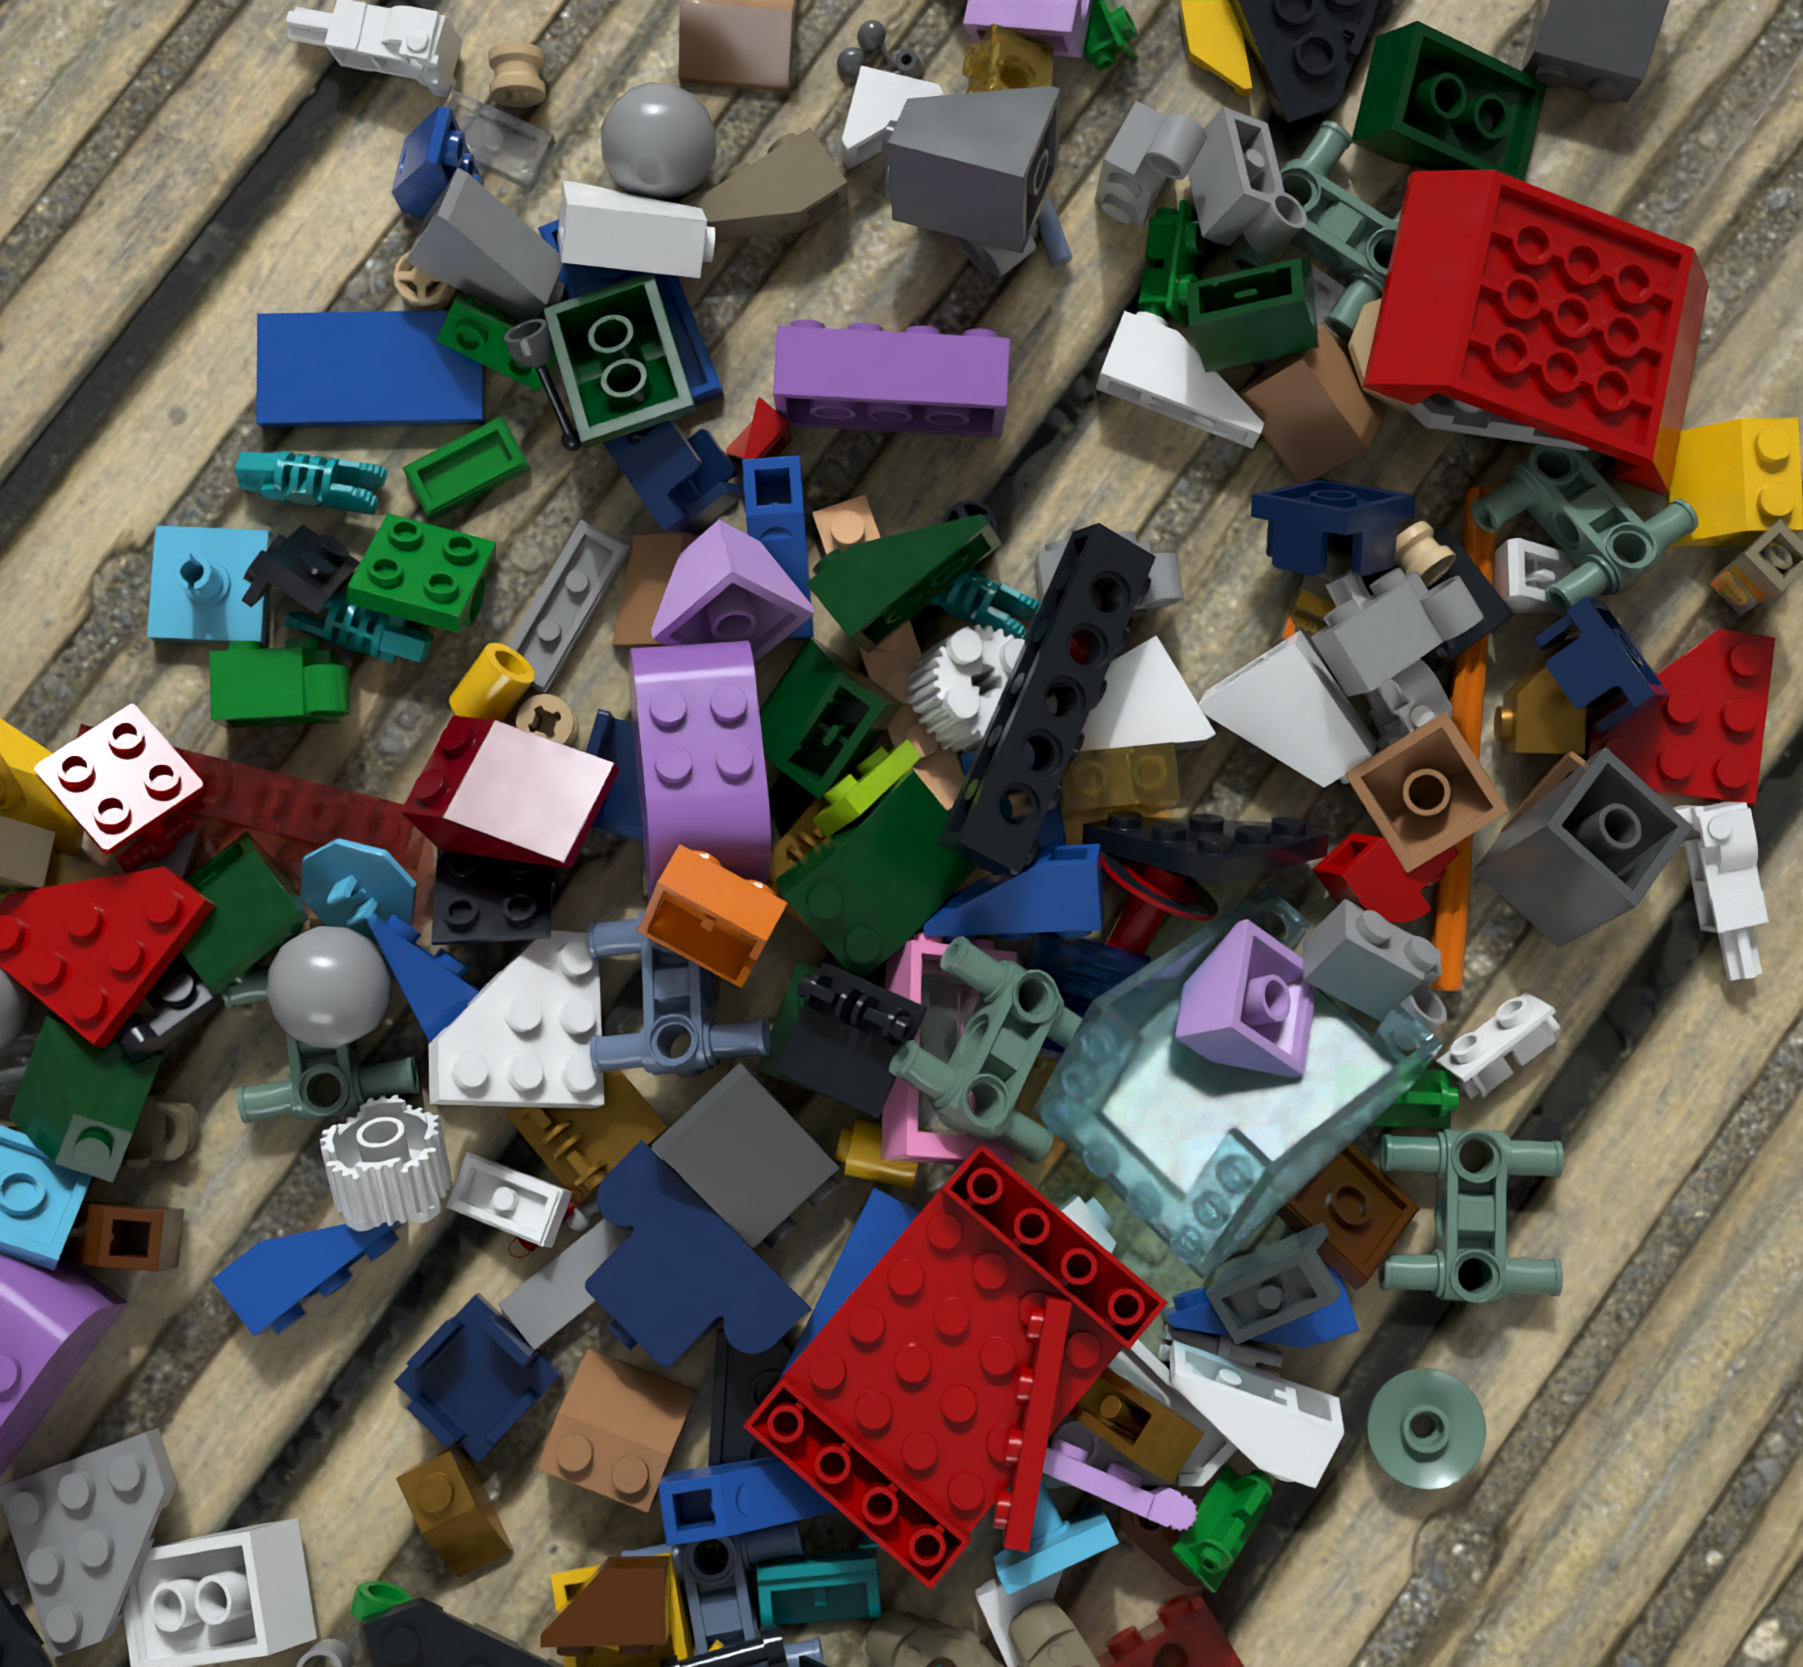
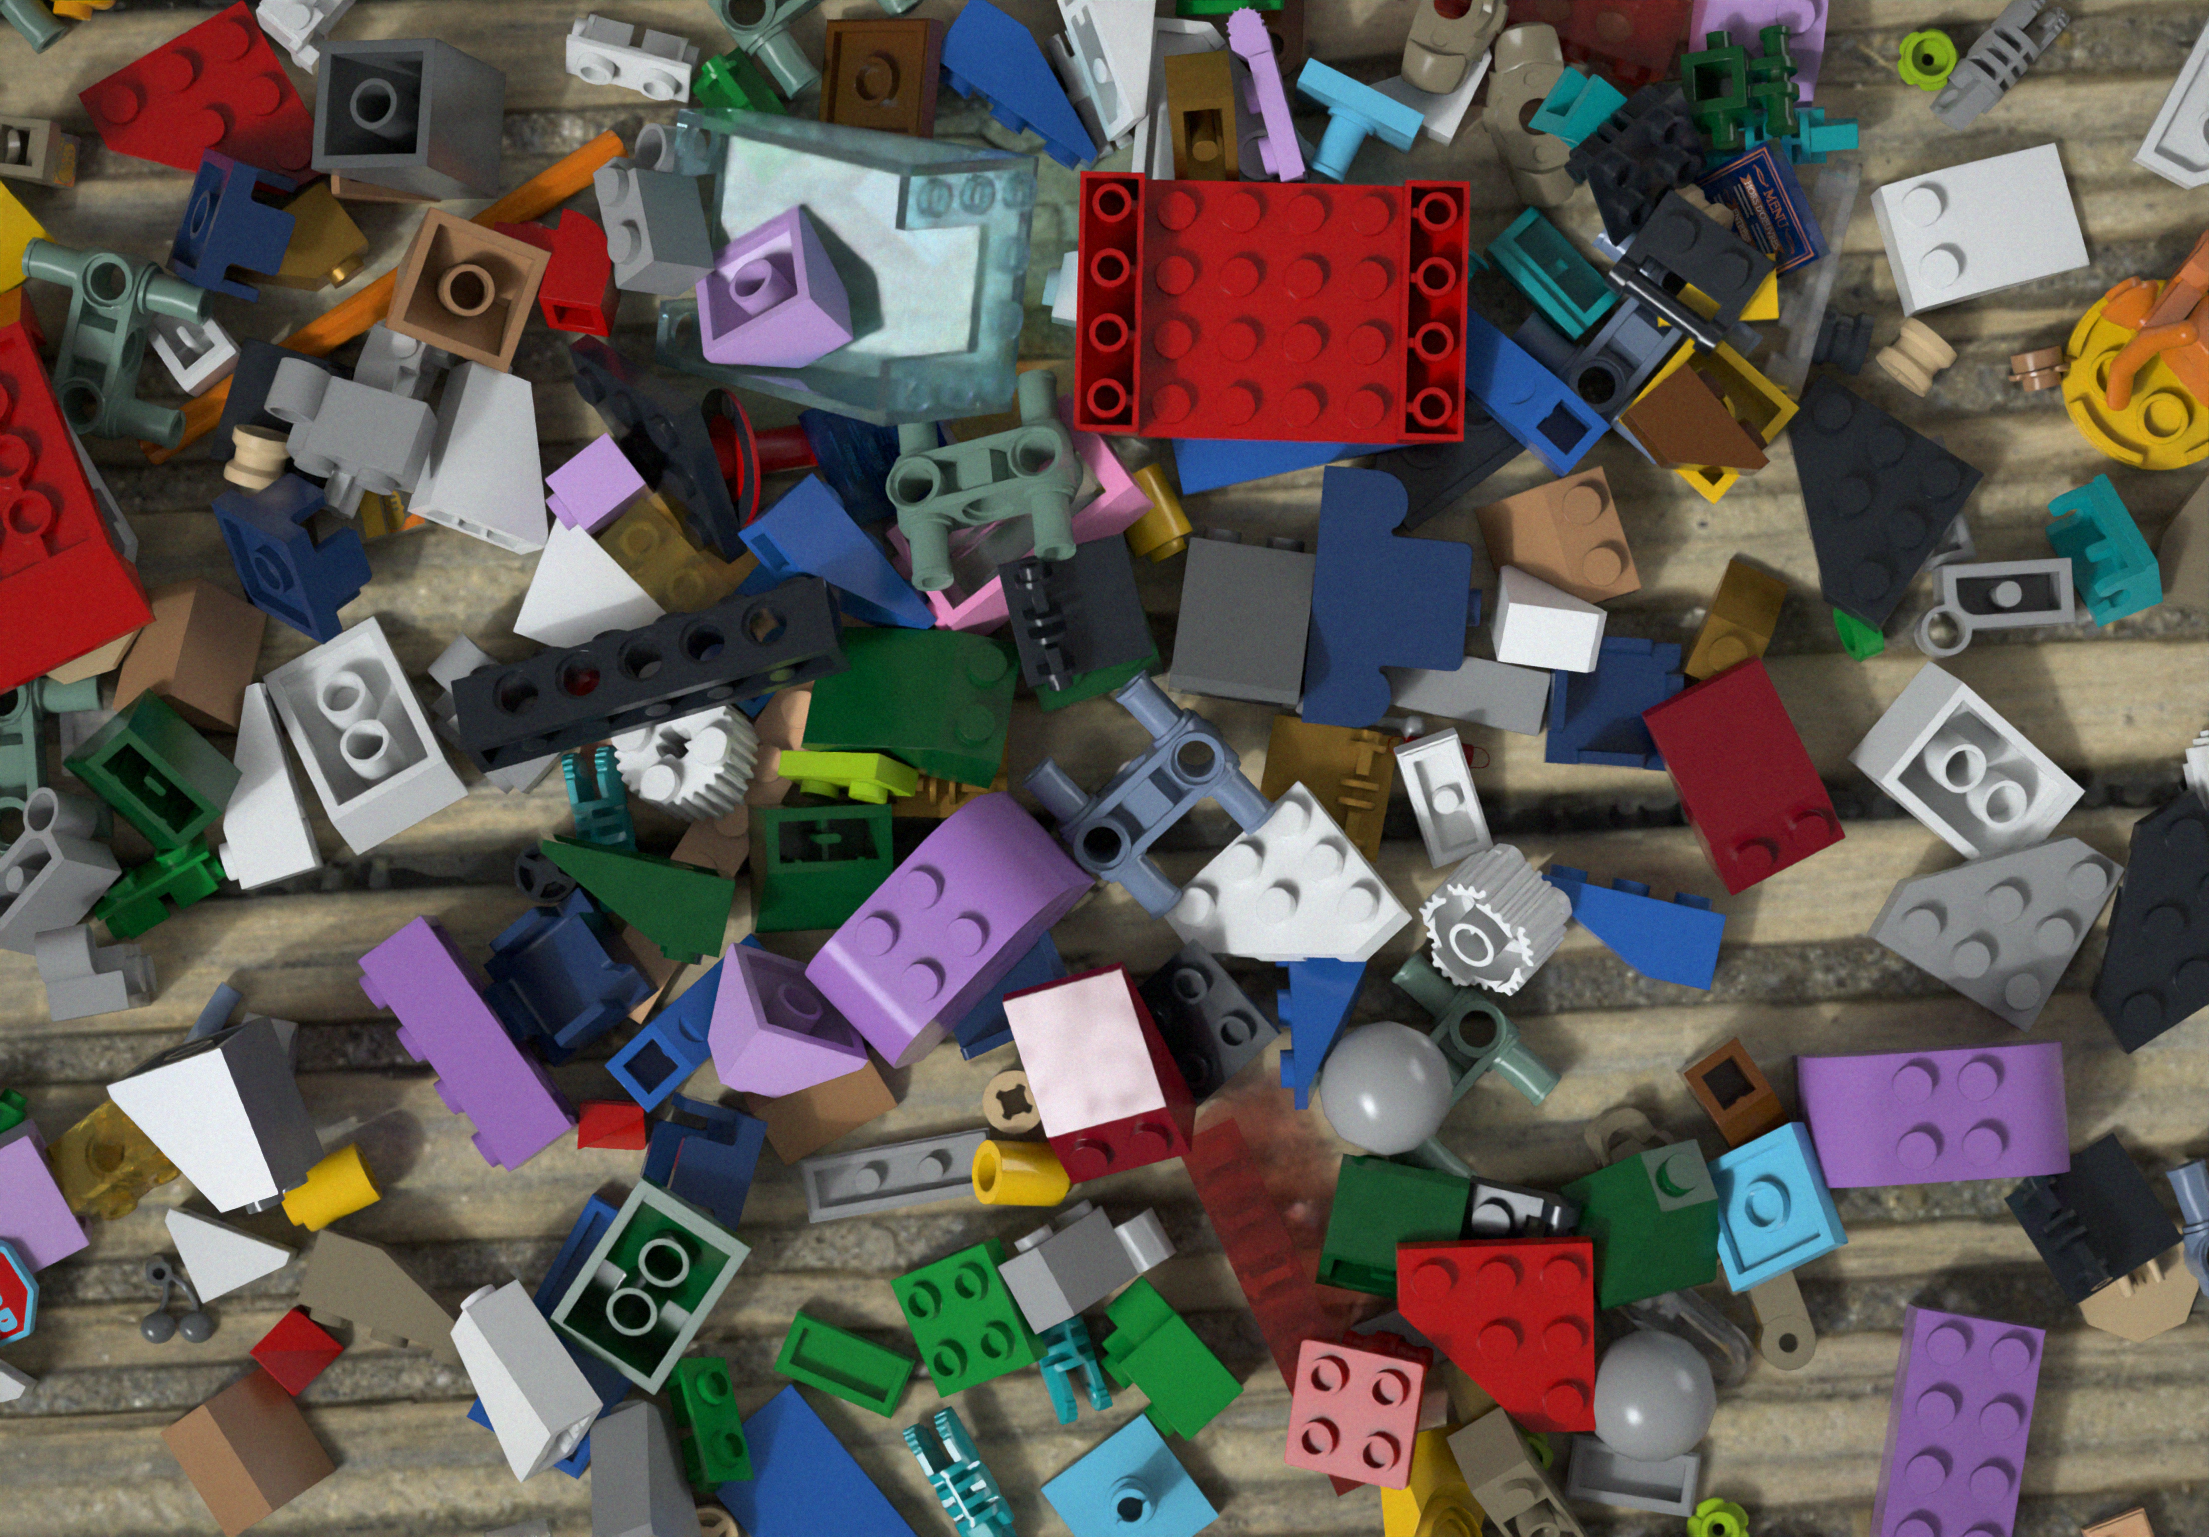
camera: 125 degrees left, 5 degrees up
(303, 567) = (1049, 1421): black bracket -> none
(340, 1432) = (1743, 775): none -> dark red slope
(353, 880) = (1284, 1149): medium azure piece -> none
(392, 678) = (1081, 1261): none -> light grey hinge
(533, 347) = (694, 1379): dark grey hinge -> none
(569, 1374) = (1543, 624): none -> white slope
(658, 141) = (418, 1425): light grey piece -> none
(711, 915) = (1065, 806): orange piece -> none
(777, 107) = (297, 1350): none -> red slope
(867, 220) = (334, 1189): none -> yellow brick
(883, 478) = (564, 977): none -> dark blue panel
(1028, 1446) = (1241, 220): red plate -> none
(1163, 479) = (364, 736): none -> white slope
(1213, 772) = (595, 487): none -> lavender slope
(1274, 1285) = (995, 93): dark grey panel -> none

